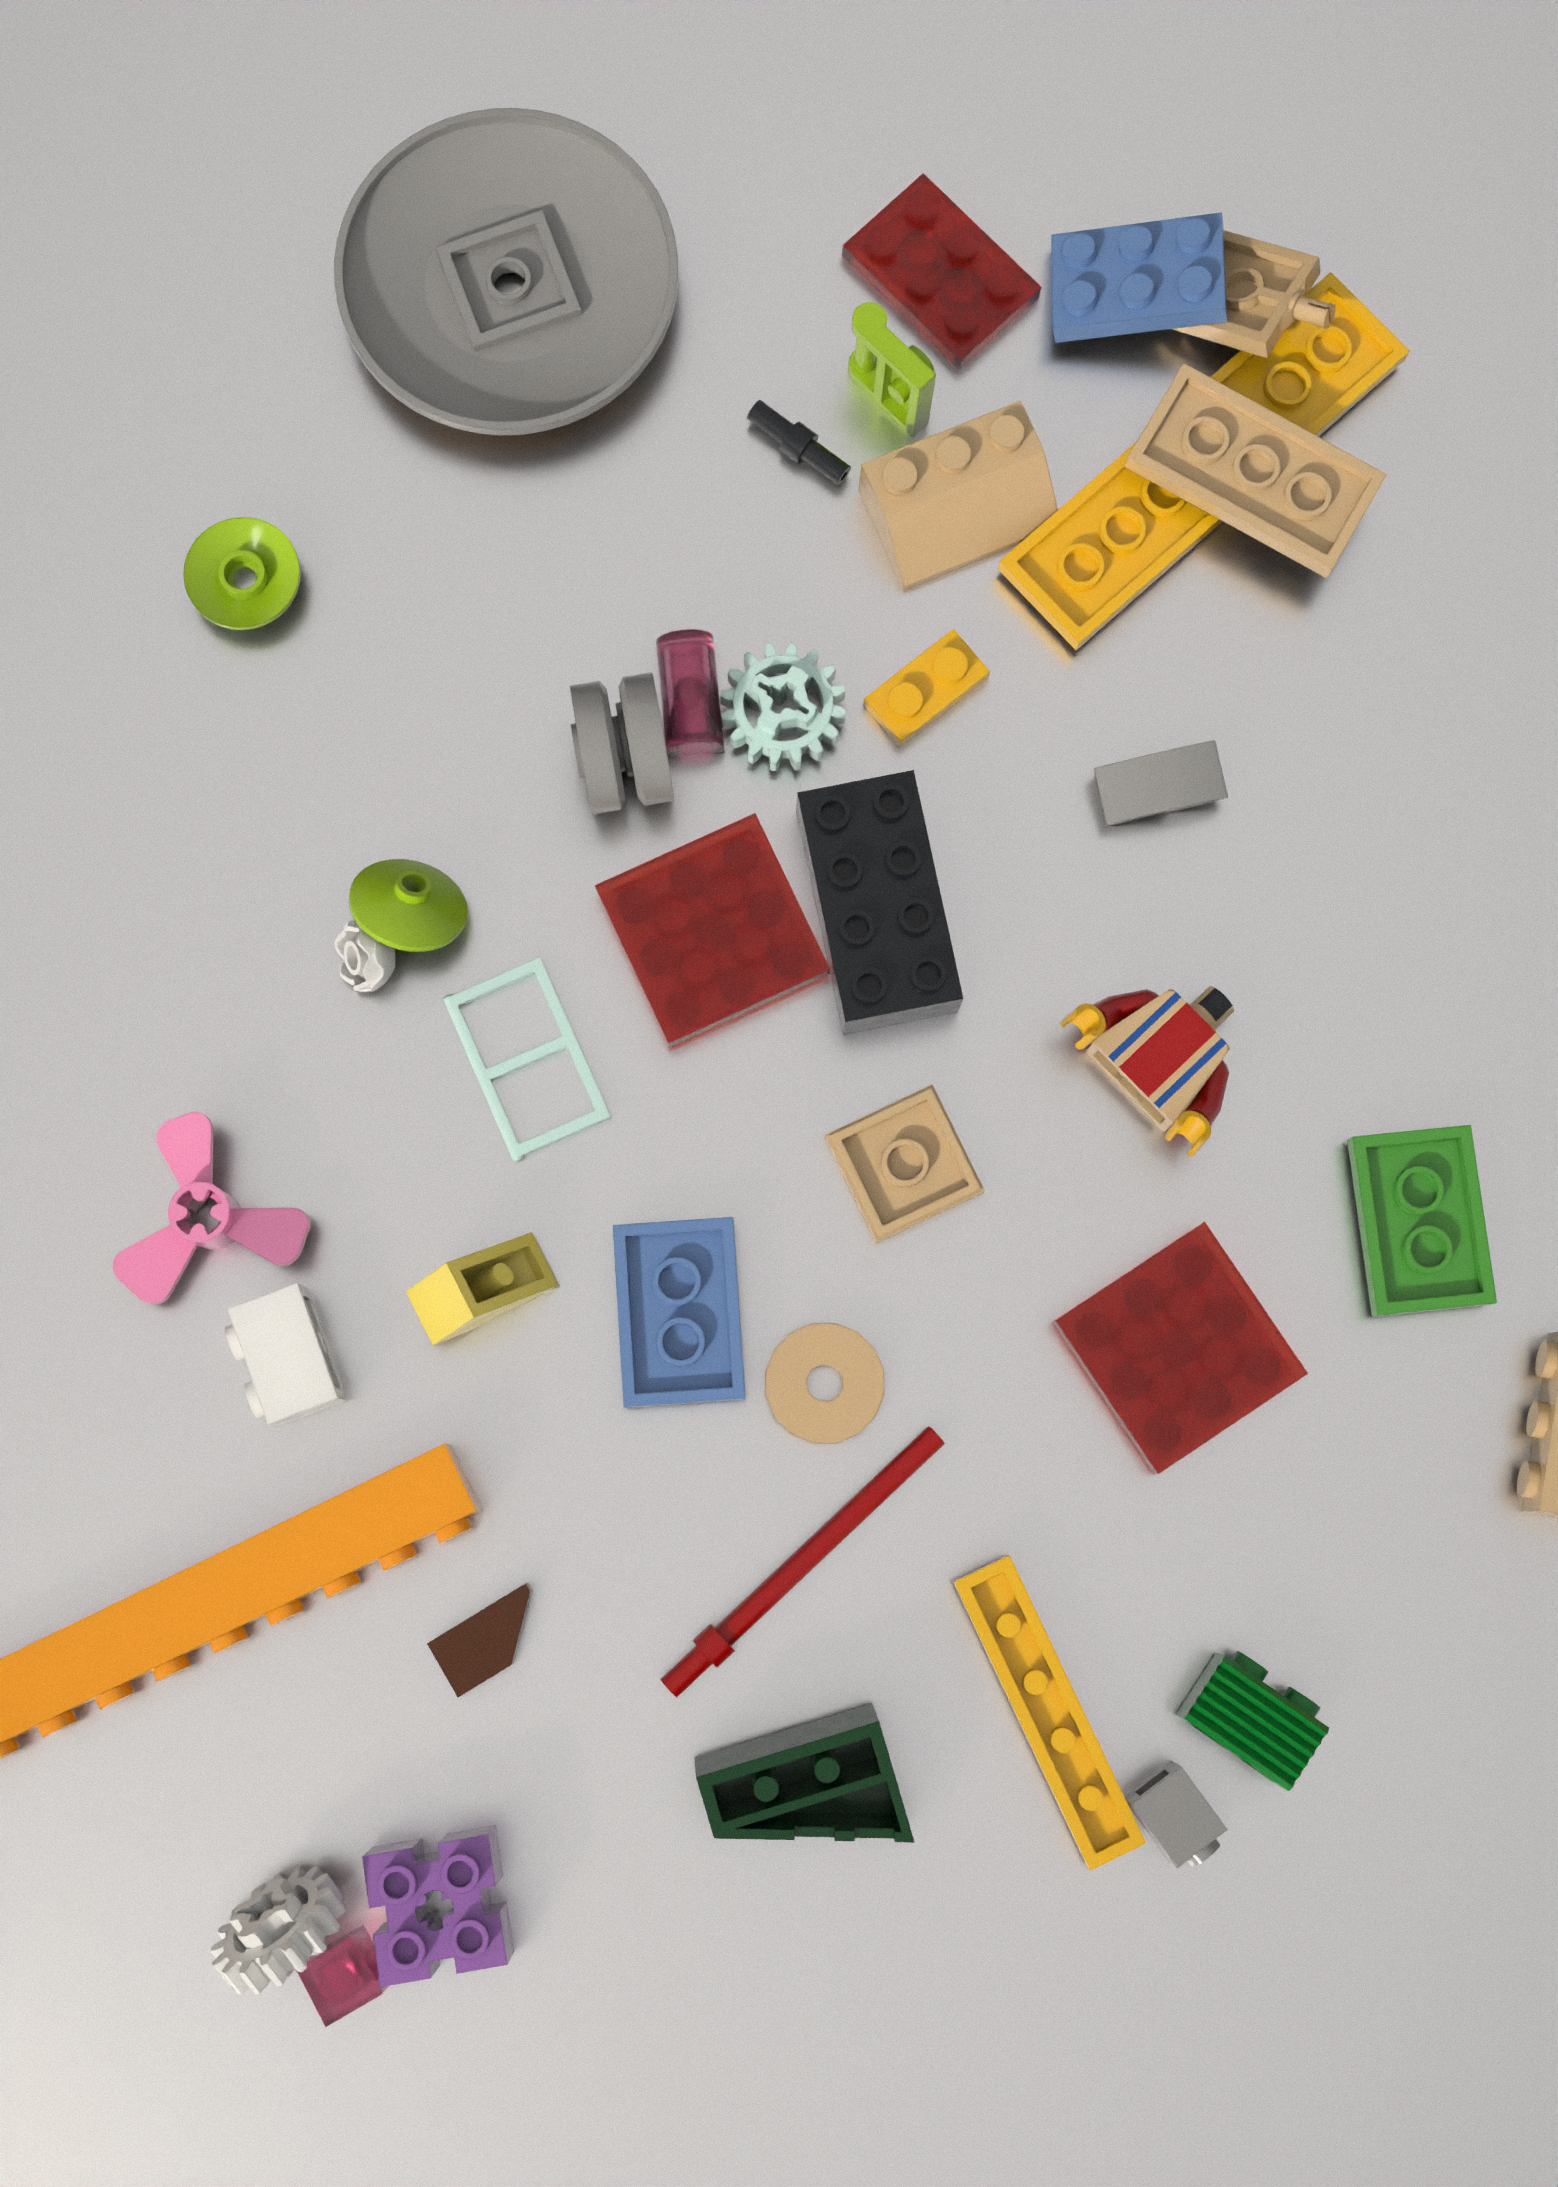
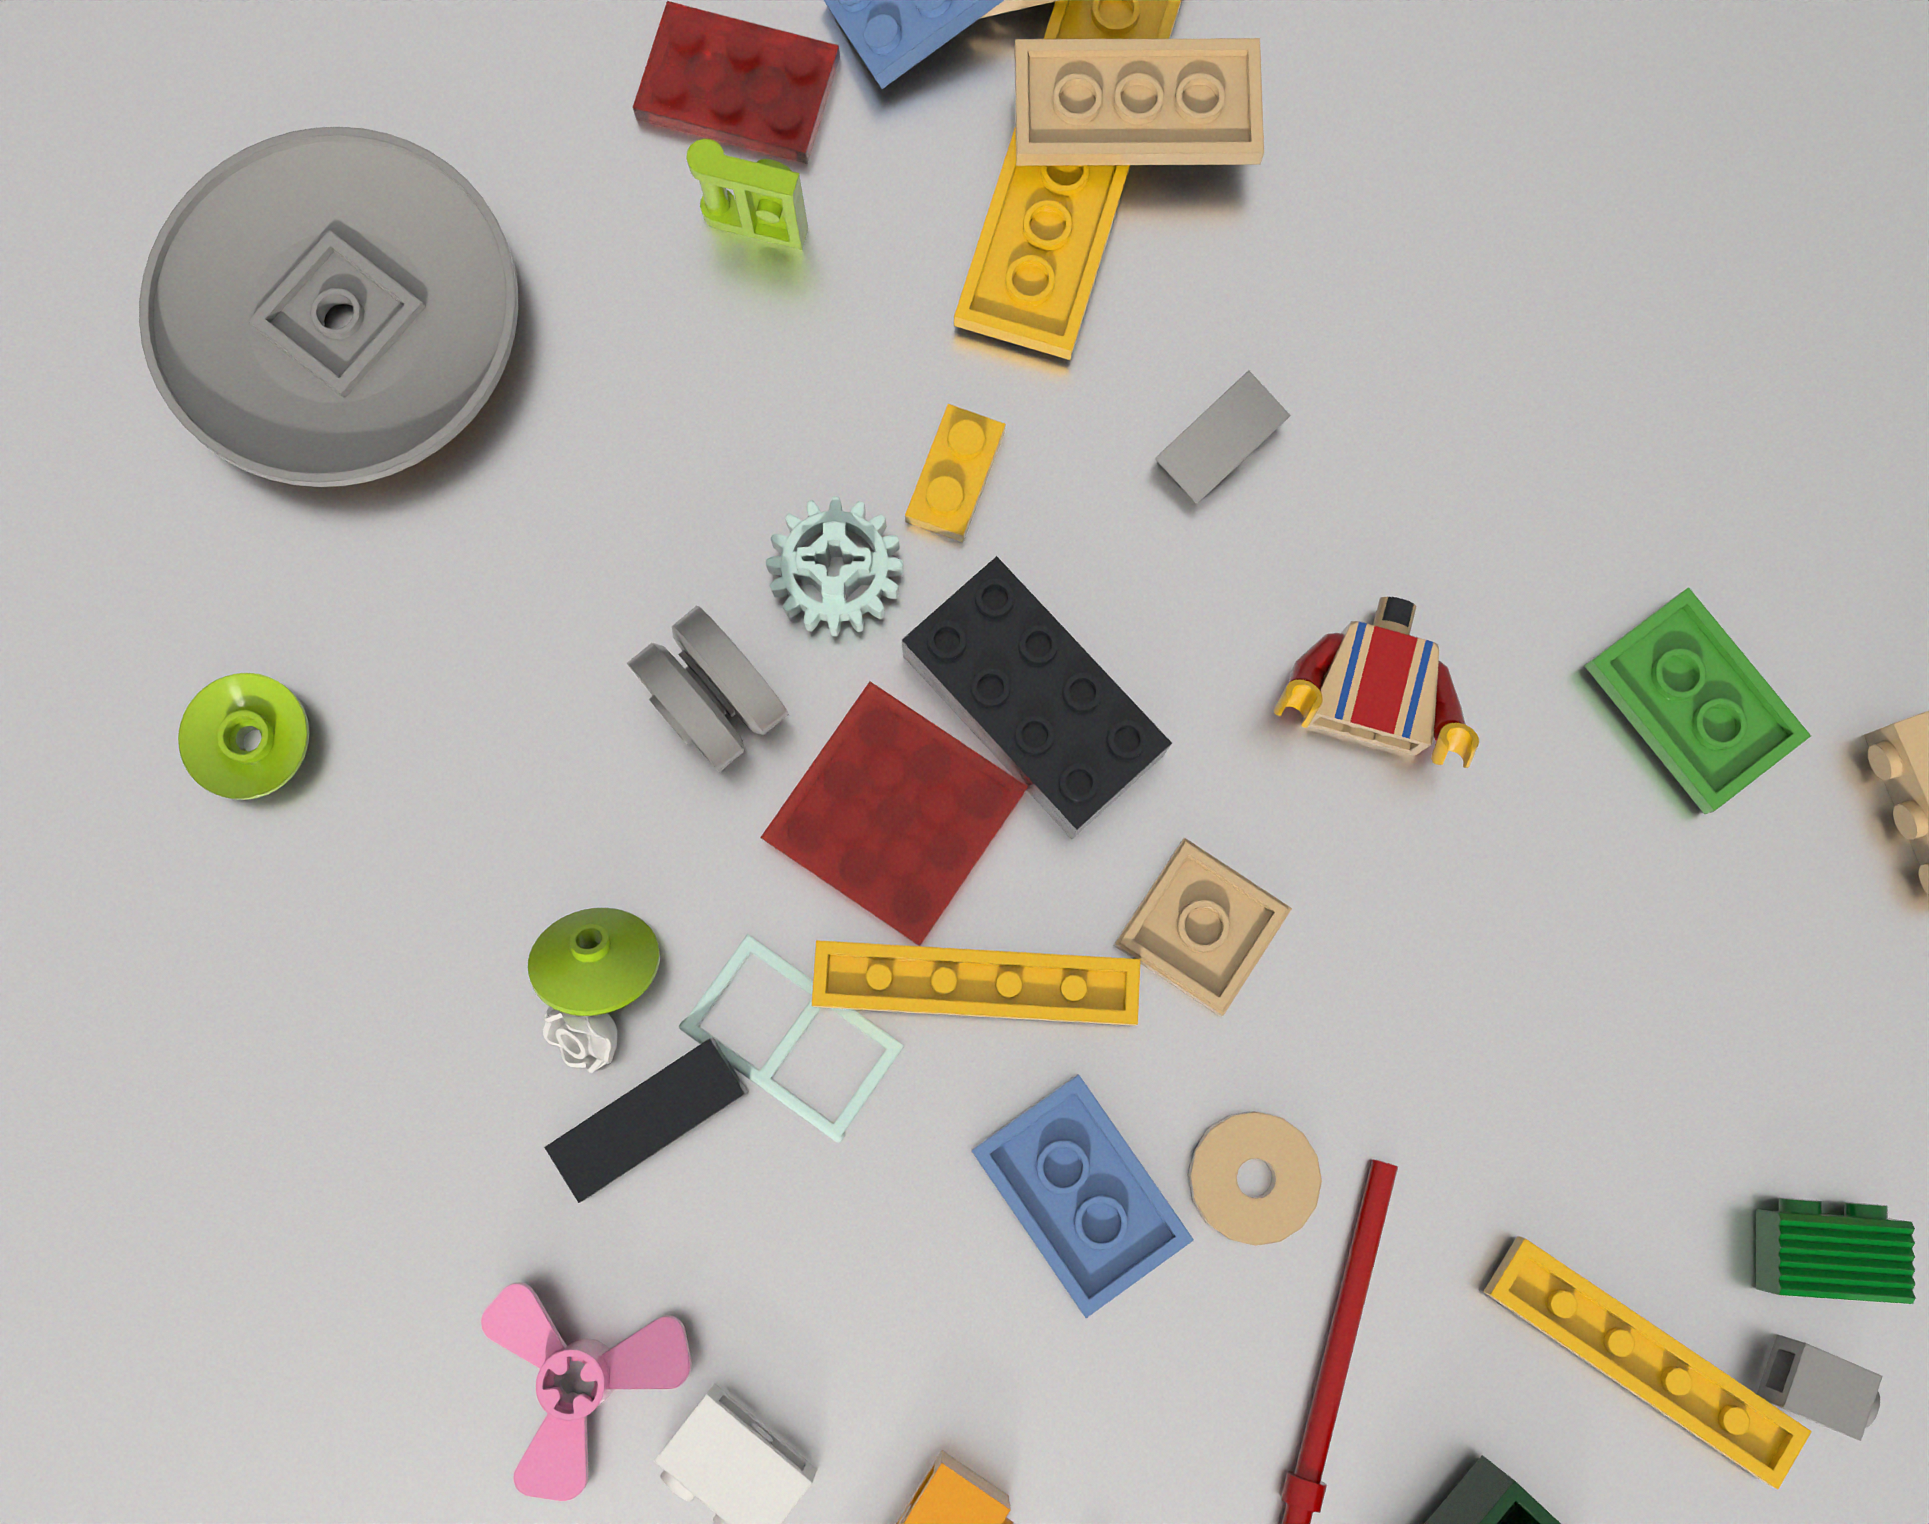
camera: 30 degrees left, 0 degrees up
(375, 1052) = (645, 1120): none -> black tile
(481, 1287) = (883, 1286): light yellow slope -> none
(689, 693) = (739, 602): clear pink brick -> none
(696, 1099) = (976, 983): none -> yellow plate
(799, 442) = (700, 312): black bar -> none
(958, 494) = (879, 277): tan slope -> none
(1180, 1348) = (1556, 948): clear red plate -> none

